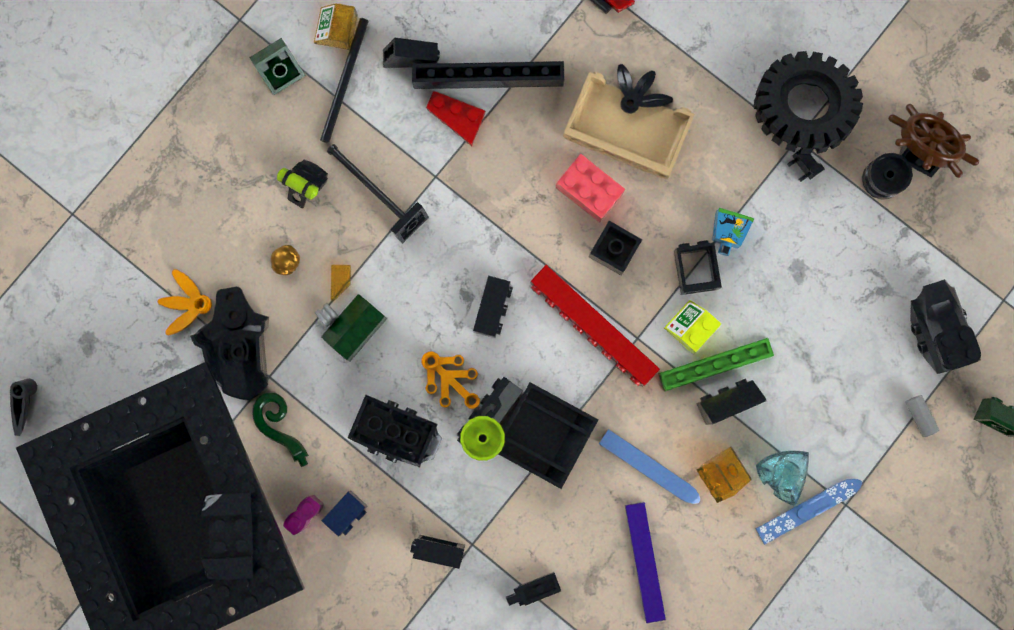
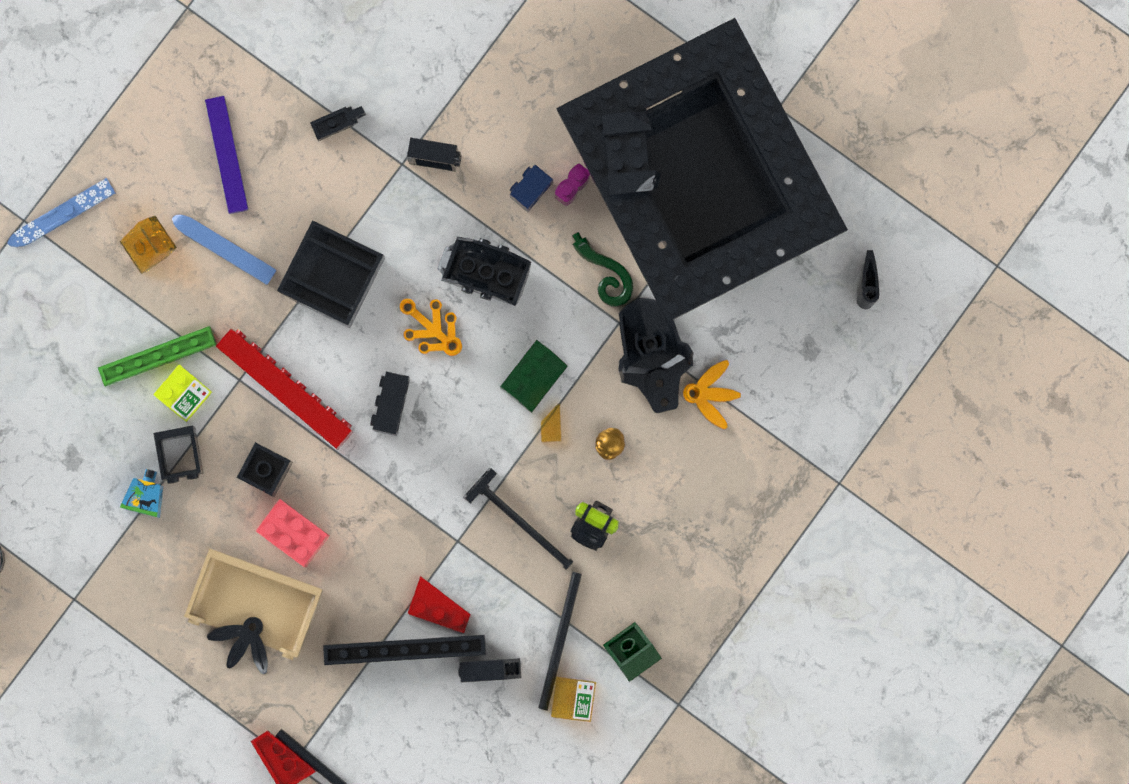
camera: 175 degrees right, 0 degrees up
(326, 314) = (562, 388): light grey wheel -> none
(470, 438) = (397, 273): lime wheel -> none
(497, 404) = (387, 291): piece -> none
(730, 401) = (142, 316): black slope -> none
(785, 474) = (86, 247): clear light blue brick -> none
(807, 165) = (63, 571): black piece -> none
(815, 134) = (69, 597): black tyre -> none

